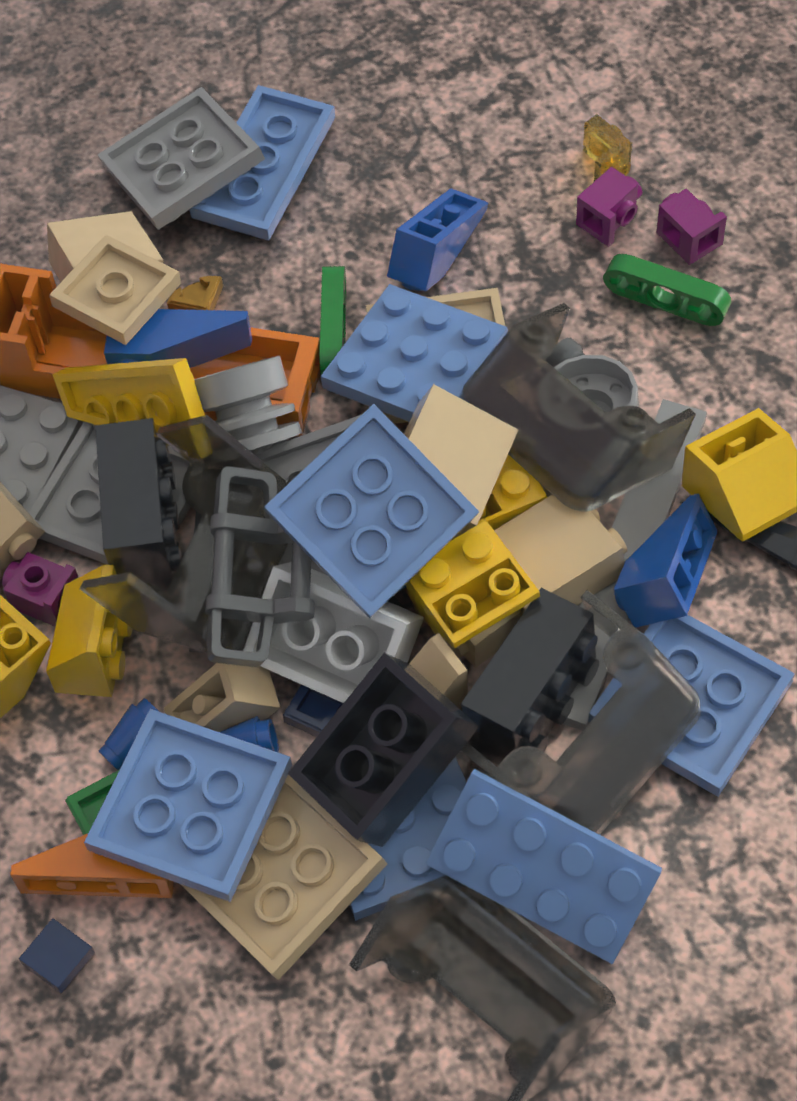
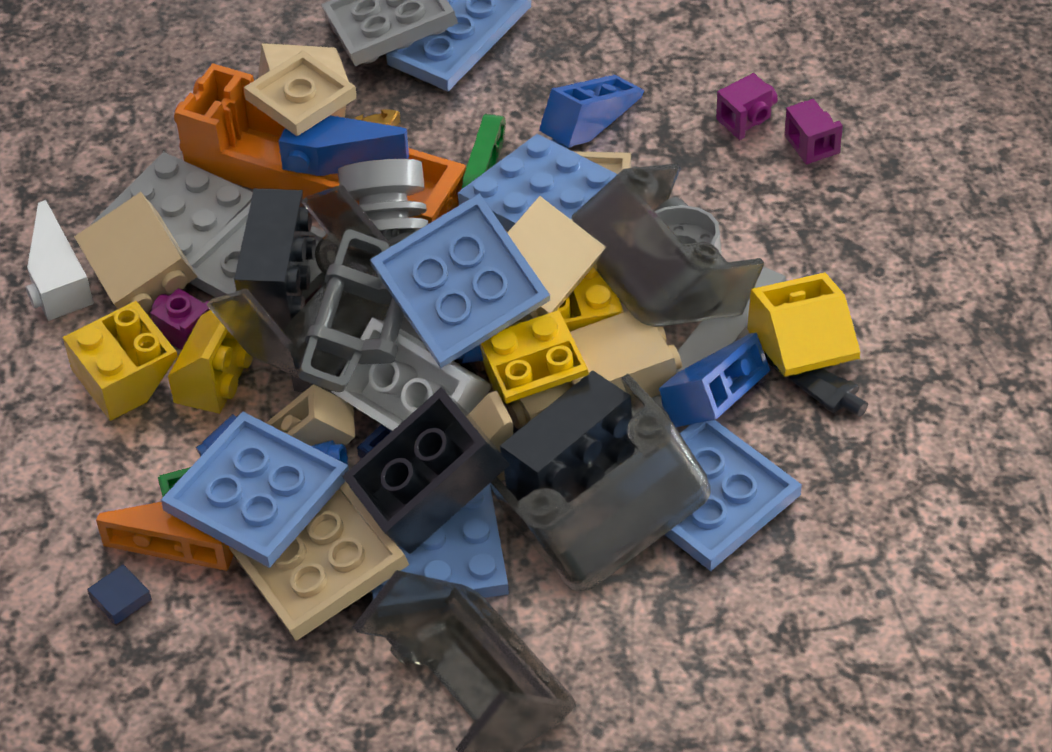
camera: 10 degrees right, 10 degrees down
(130, 392) = (291, 169): yellow wing -> none
(543, 866) = (540, 588): medium blue plate -> none
(606, 146) = (757, 58): clear yellow bracket -> none
(691, 299) = (799, 188): green beam -> none

